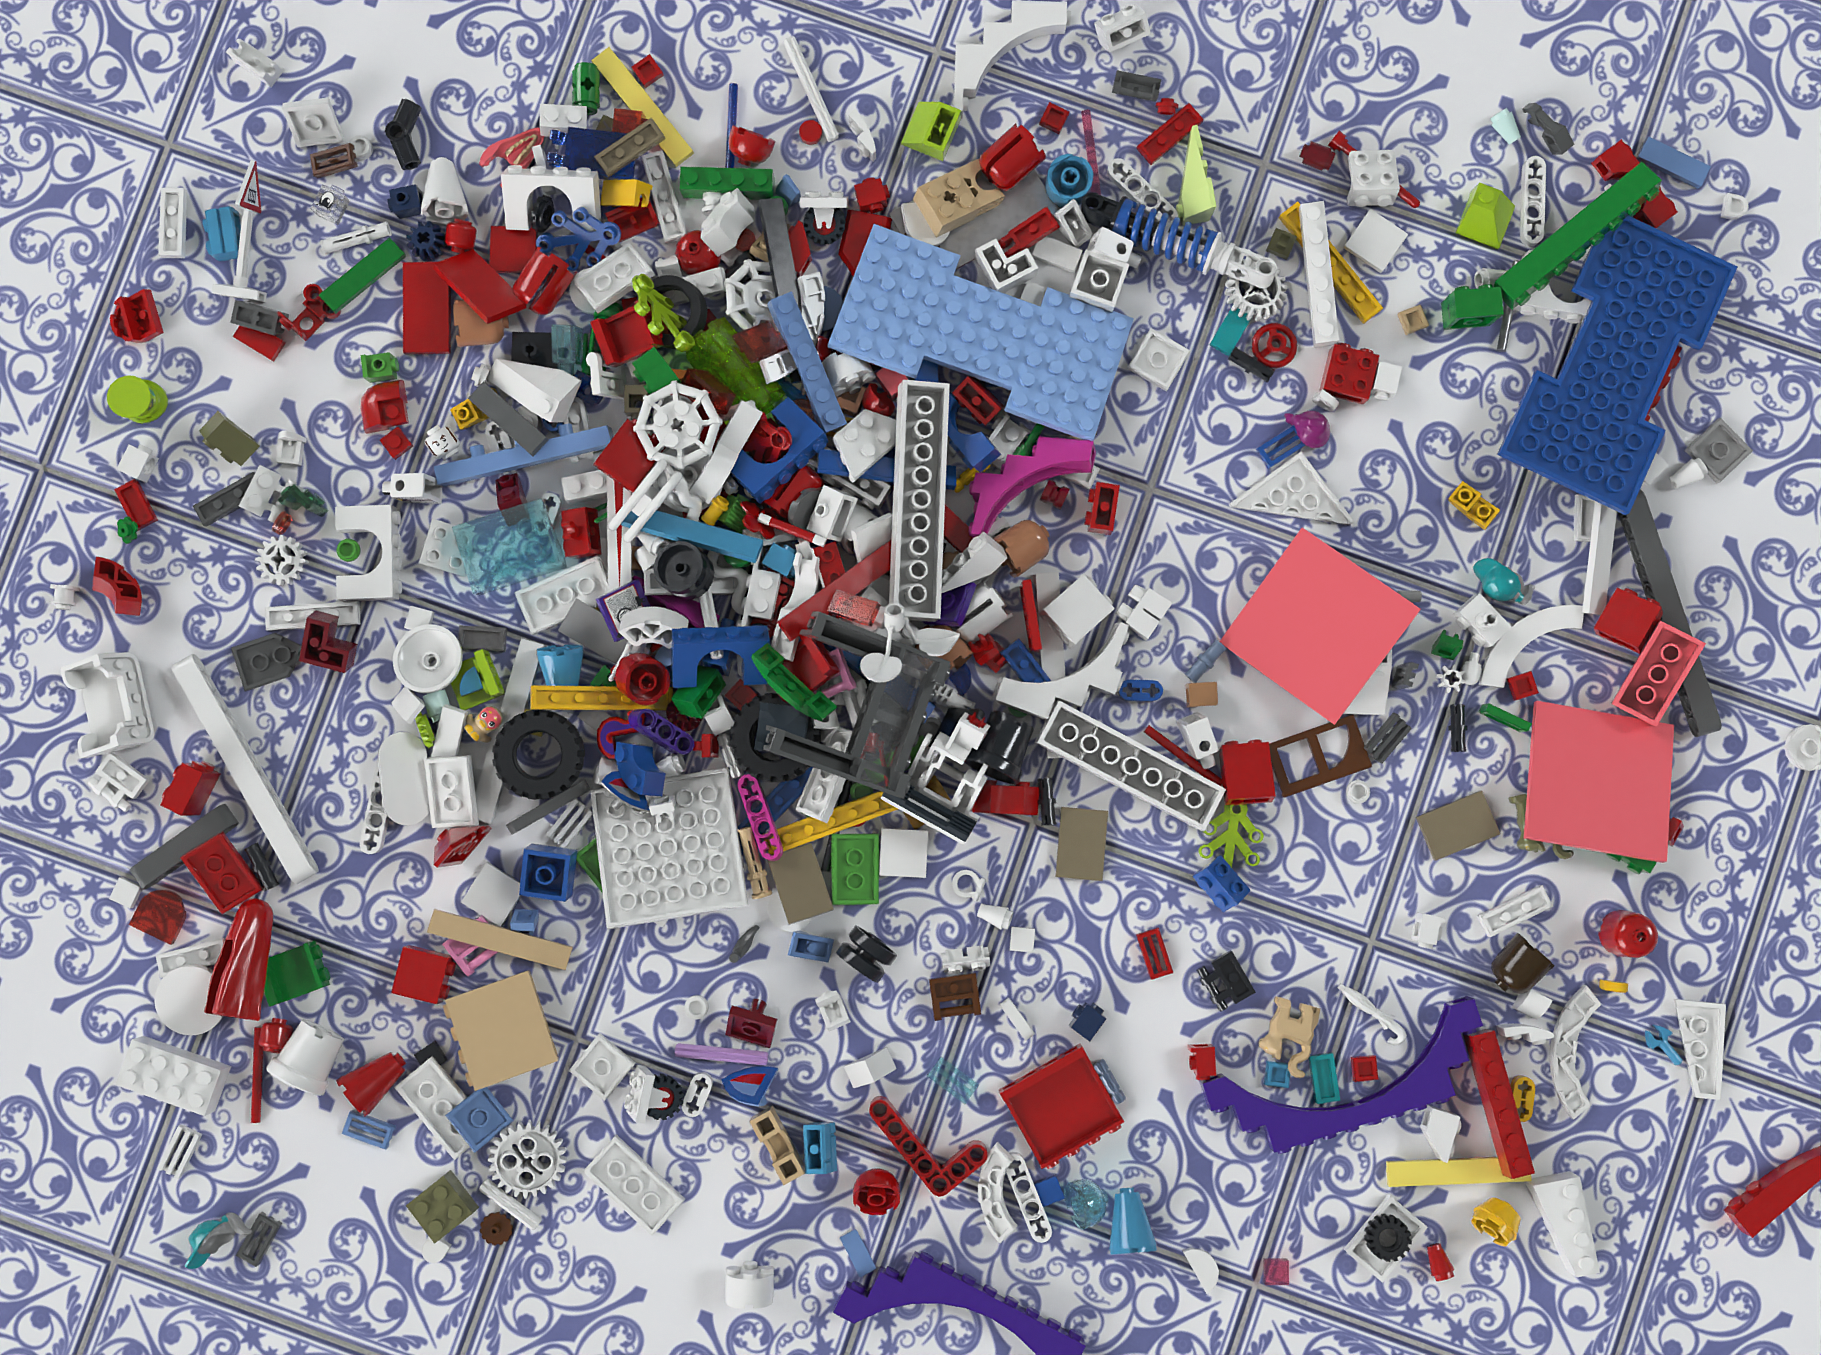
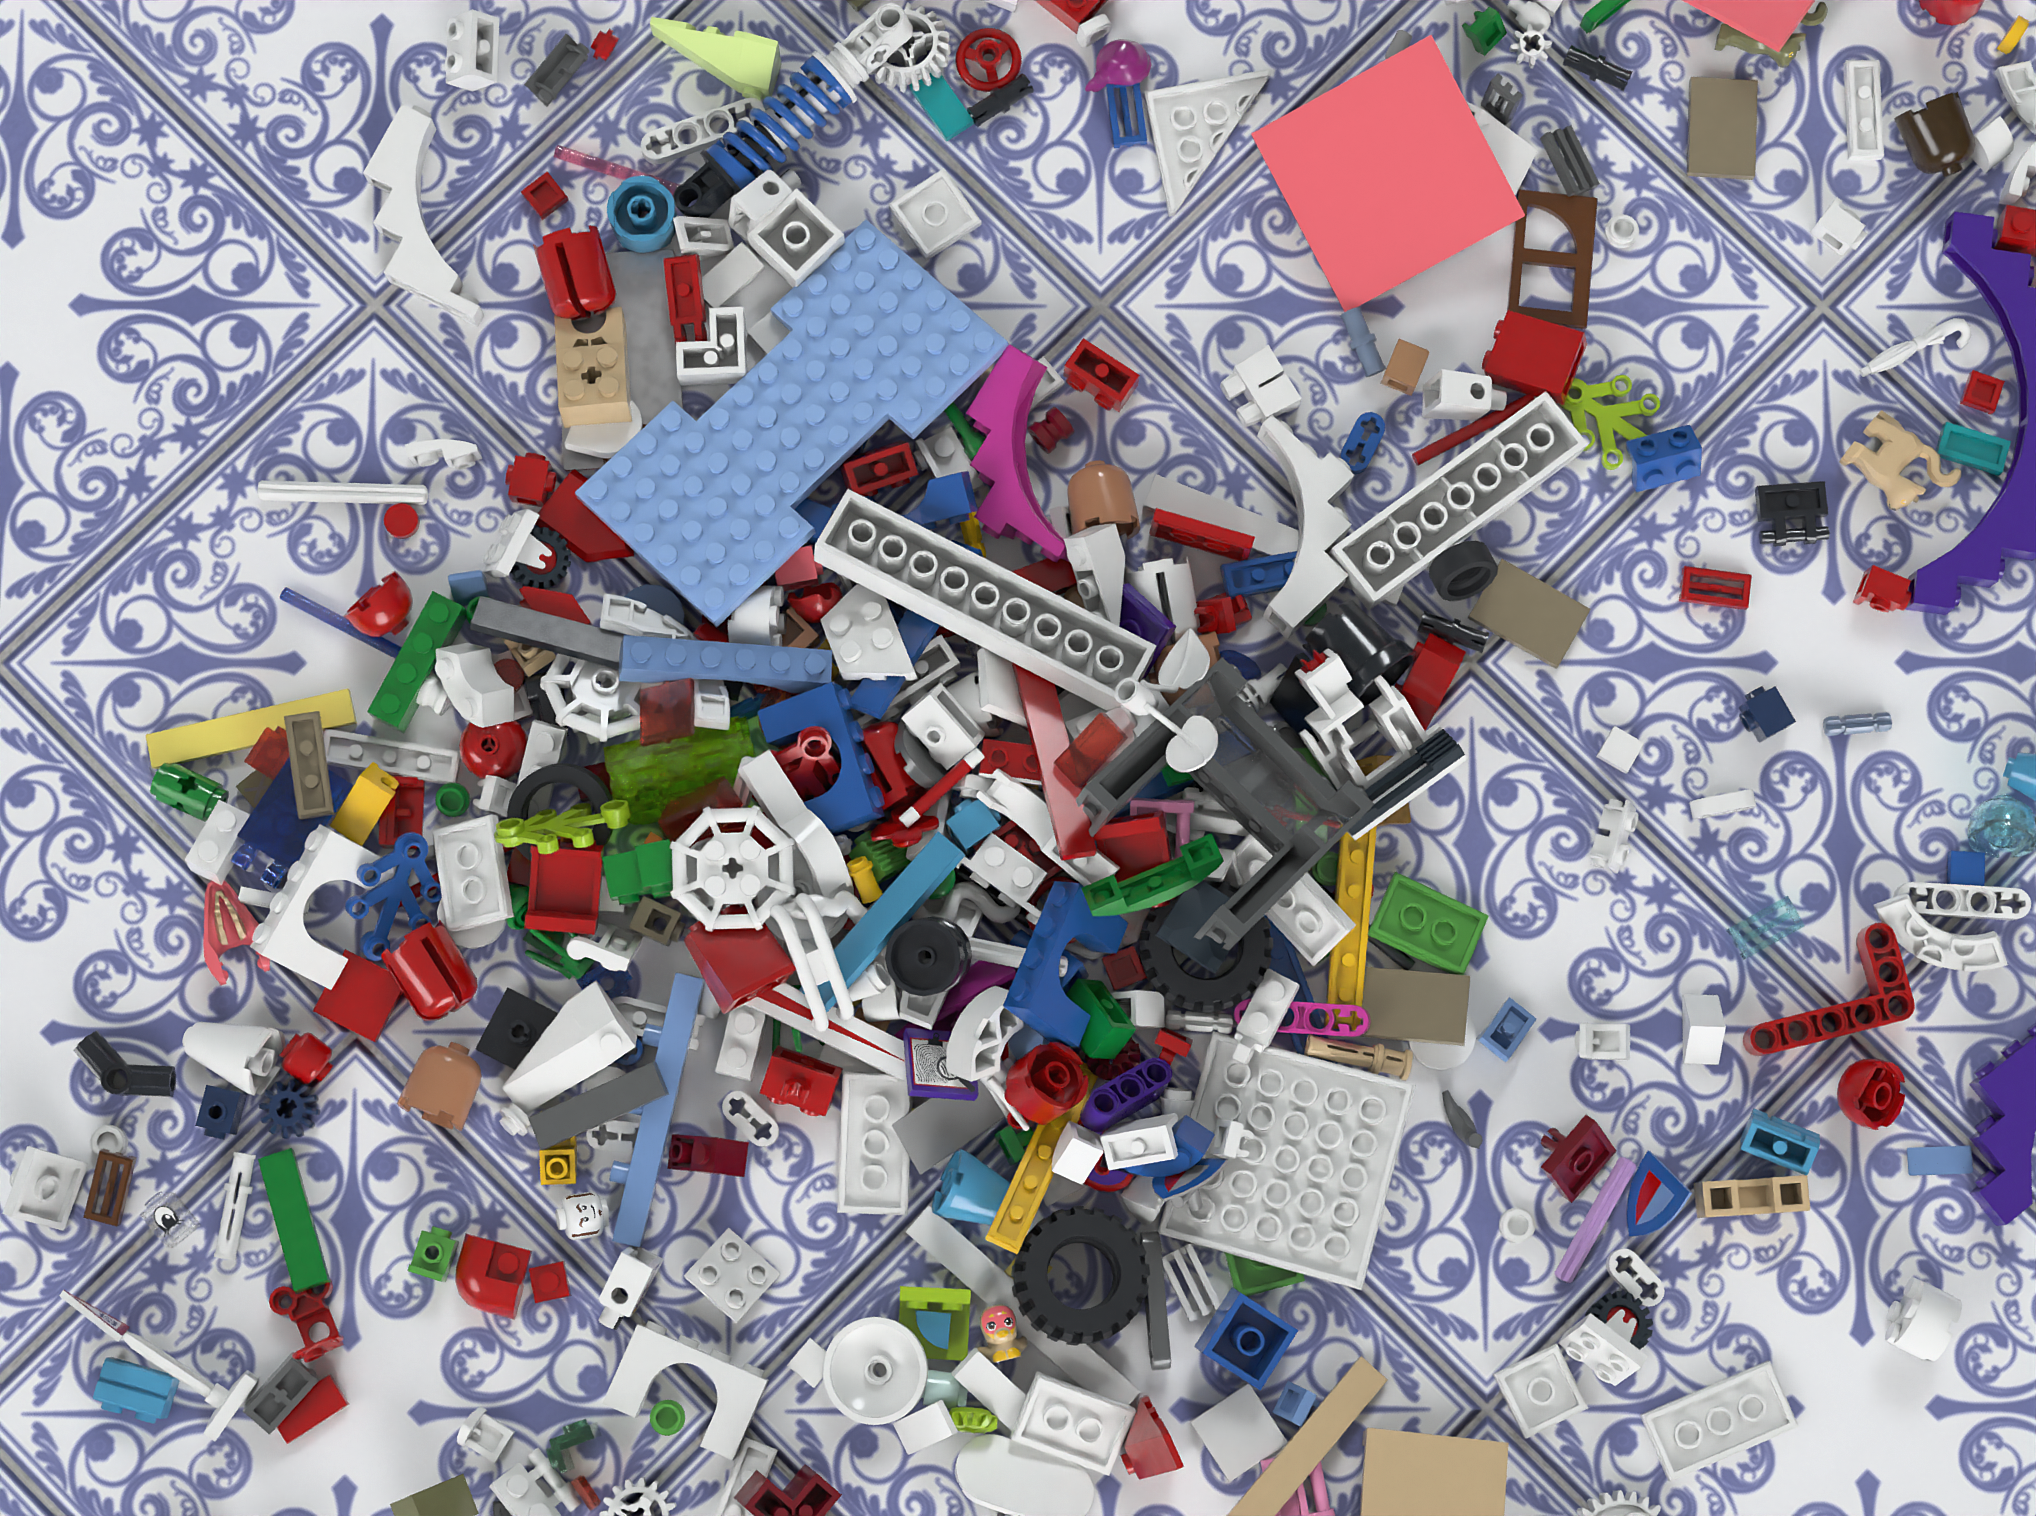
camera: 75 degrees left, 5 degrees down
(172, 223) = (82, 1455): white plate -> none
(425, 310) = (381, 1153): red tile -> none
(479, 286) = (395, 1060): red tile -> none
(482, 638) = (879, 1285): flat silver tile -> none
(509, 547) = (774, 1186): clear light blue slope -> none
(542, 213) = (334, 930): black gear -> none
(563, 339) = (524, 977): clear light blue torso -> none
(610, 717) = (1076, 1152): none -> white brick
(633, 752) = (1140, 1142): none -> white panel
(647, 71) = (206, 698): red plate -> none
(655, 245) = (452, 799): none -> green plate
(749, 793) = (1264, 1015): none -> white hinge
(865, 955) = (1549, 957): black wheel -> none
(903, 853) = (1435, 851): white tile -> none
(932, 129) = (480, 358): lime slope -> none
(954, 988) = (1646, 867): reddish brown plate -> none
(980, 884) = (1518, 770): white piece -> none
(996, 915) = (1575, 767): white cone -> none
(1061, 1106) = (1863, 801): red panel -> none
(1077, 610) = (1221, 472): white panel -> none
(1086, 789) = (1463, 570): none -> black tyre
(1169, 134) = (641, 58): red tile -> none
(1277, 1074) = (1941, 505): dark azure tile -> none

